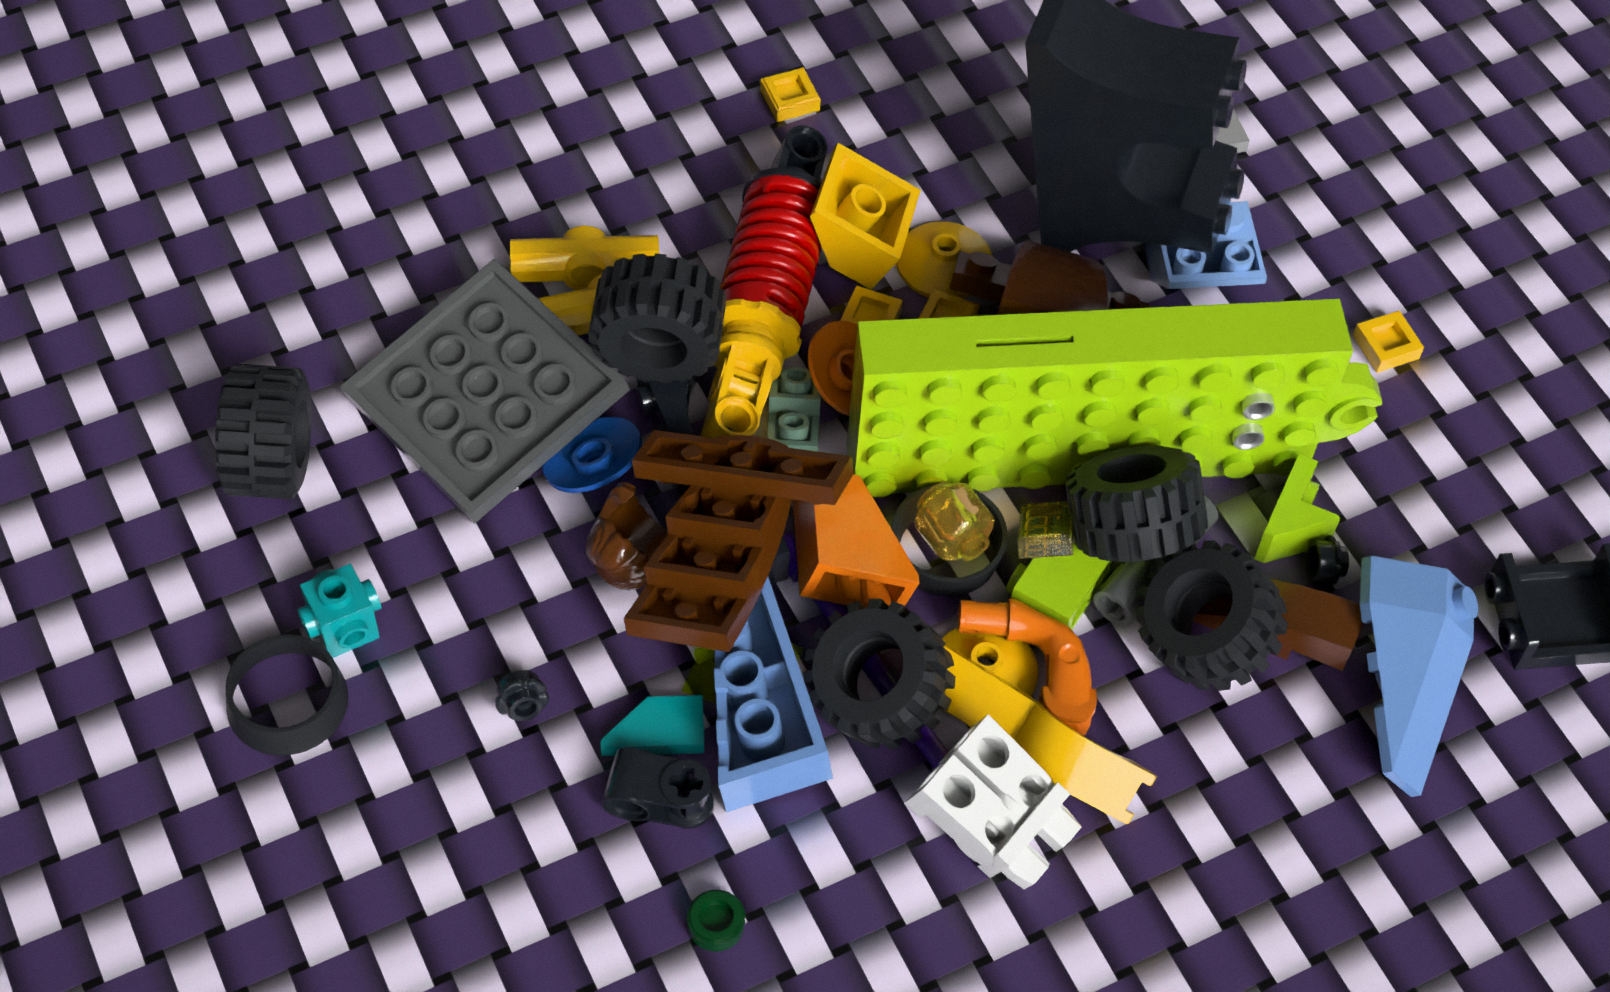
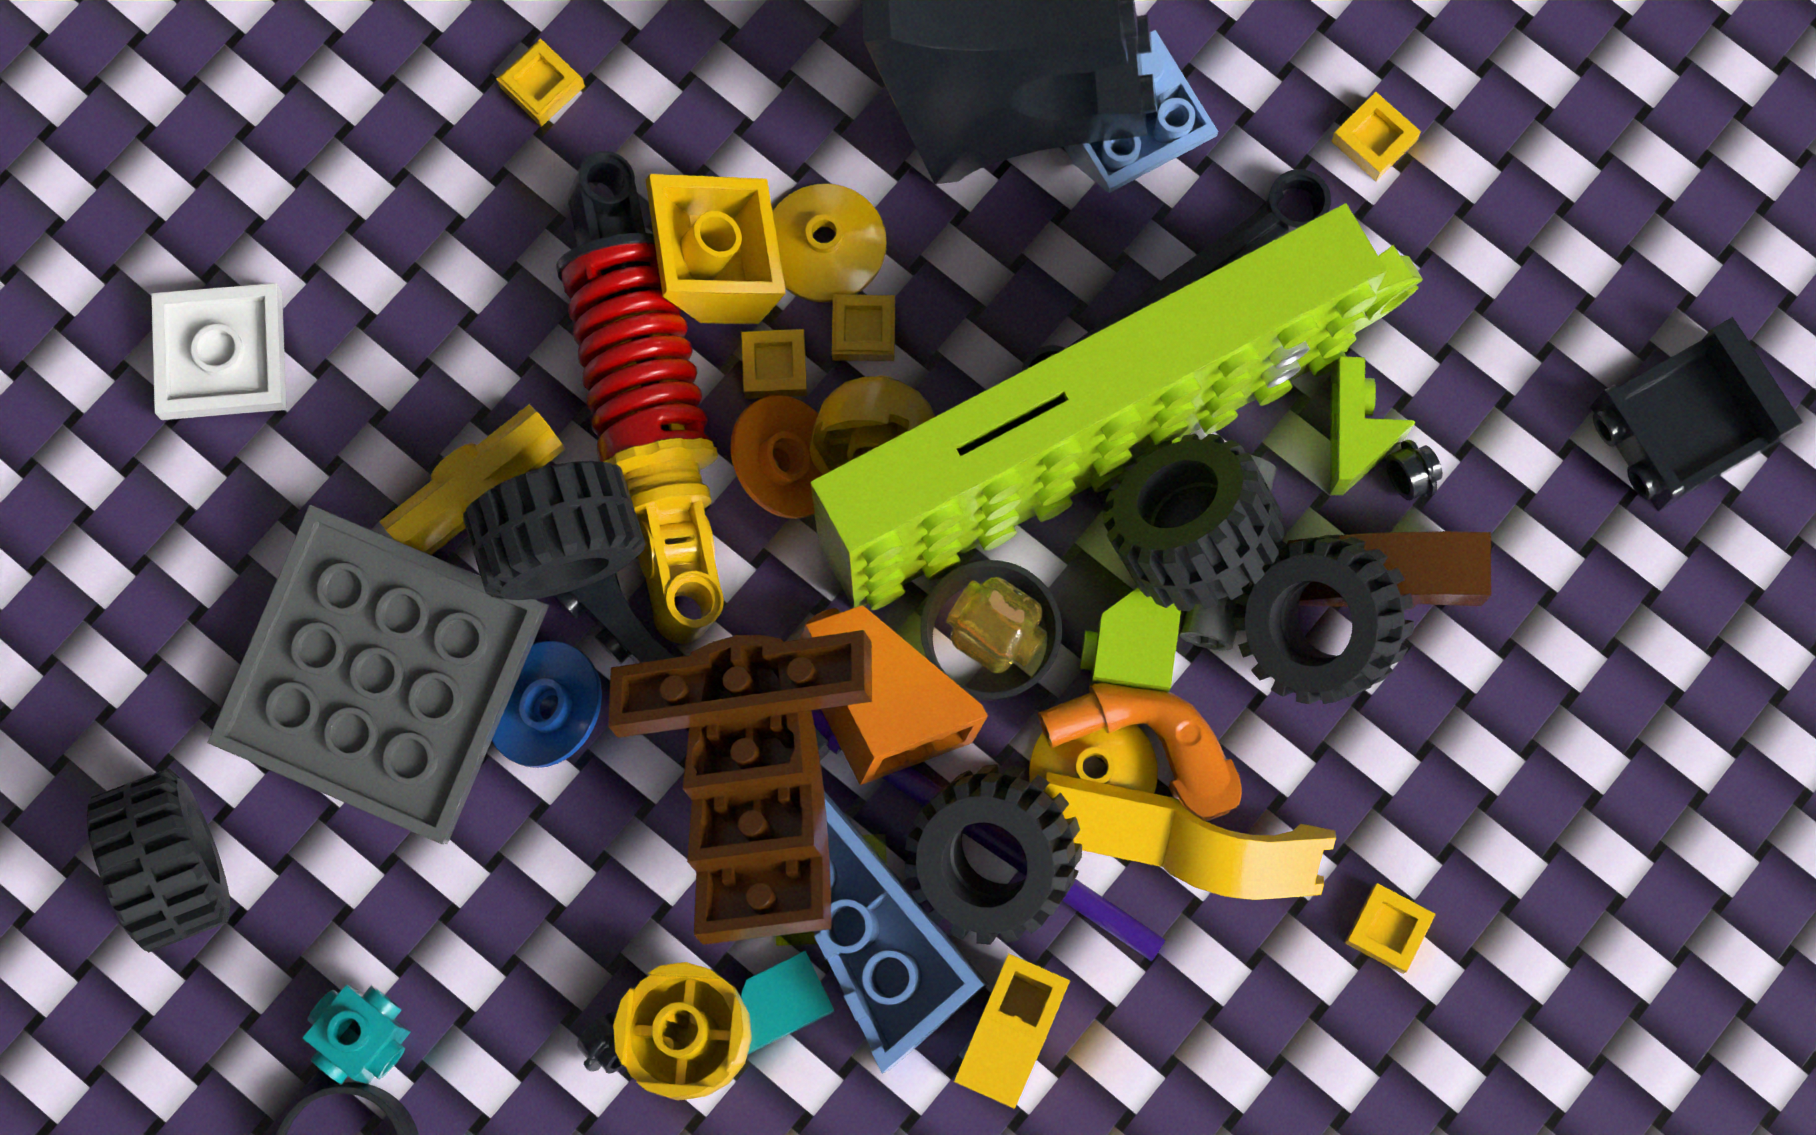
camera: 20 degrees left, 20 degrees up
(482, 163) = (218, 351): none -> white plate
(575, 257) = (406, 436): yellow piece -> none
(582, 698) = (682, 1031): none -> yellow cylinder
(623, 539) = (640, 804): reddish brown hair -> none
(655, 788) = (797, 1092): black piece -> none
(794, 410) = (747, 545): sand green slope -> none
(836, 807) = (1011, 1031): none -> yellow slope
(995, 804) = (1202, 950): white hips -> none
(1039, 282) = (986, 272): reddish brown slope -> none
(1045, 530) = (1097, 583): clear yellow tile -> none
(1172, 871) = (1390, 928): none -> yellow tile
(1422, 645) = (1557, 541): medium blue wedge -> none

